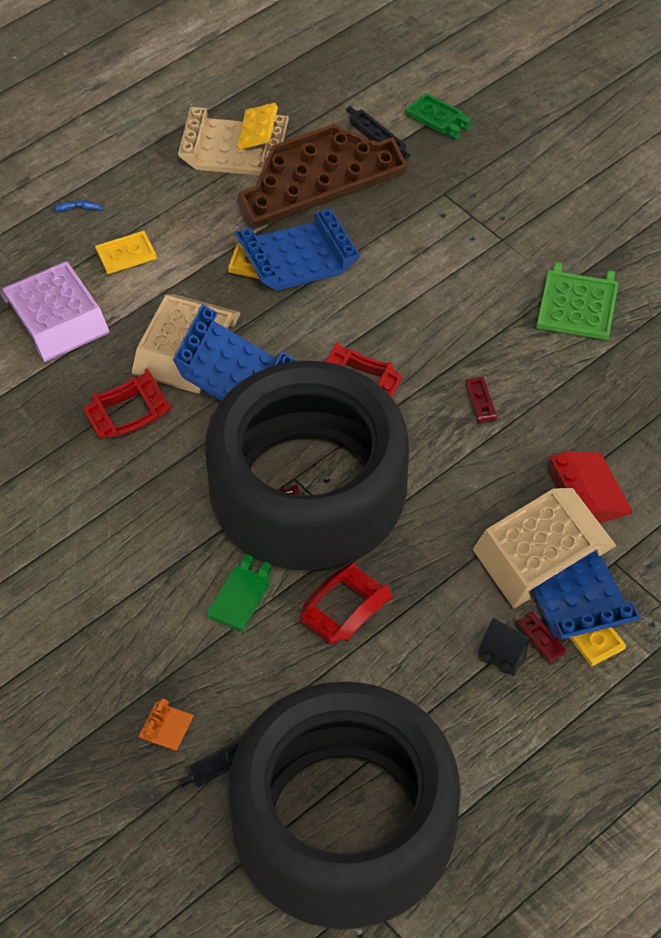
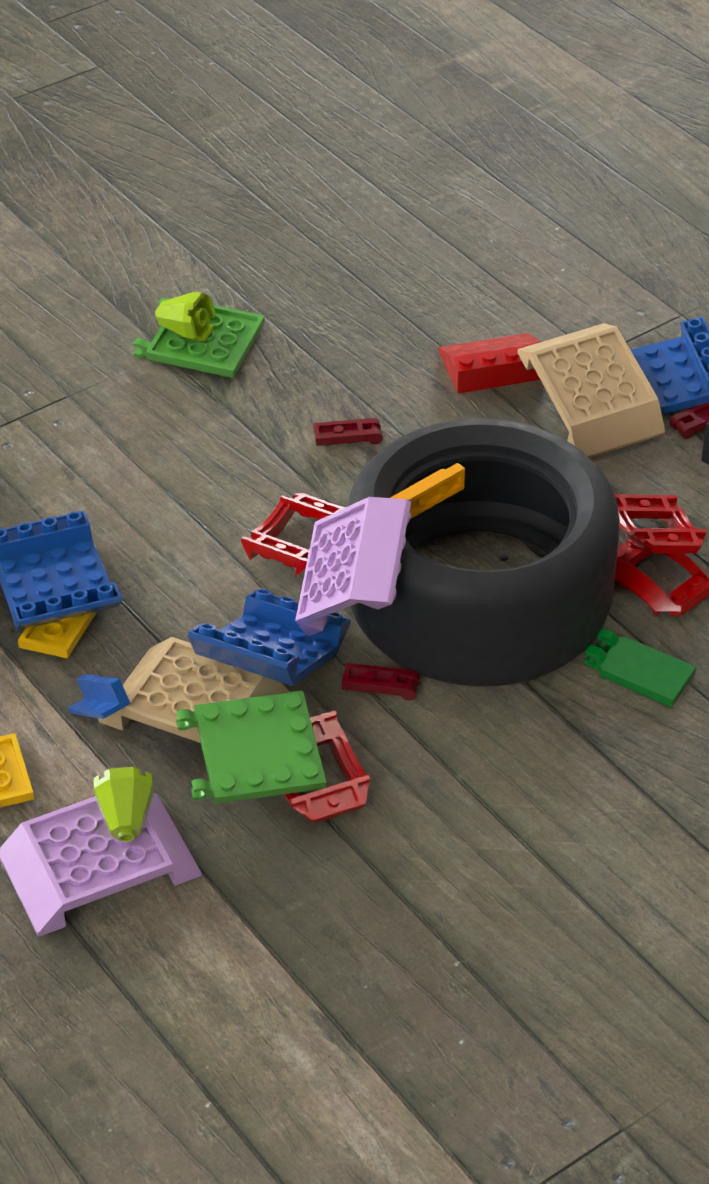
camera: 85 degrees left, 10 degrees down
(68, 300) = (124, 801): none -> lime cone
(132, 367) = (255, 747): none -> bright green plate
(179, 285) = (101, 696): none -> blue panel
(243, 370) = (353, 560): none -> lavender slope
(299, 393) = (433, 489): none -> light orange panel
(408, 584) = (678, 538): none -> red wedge
(579, 284) = (187, 315): none -> lime cone

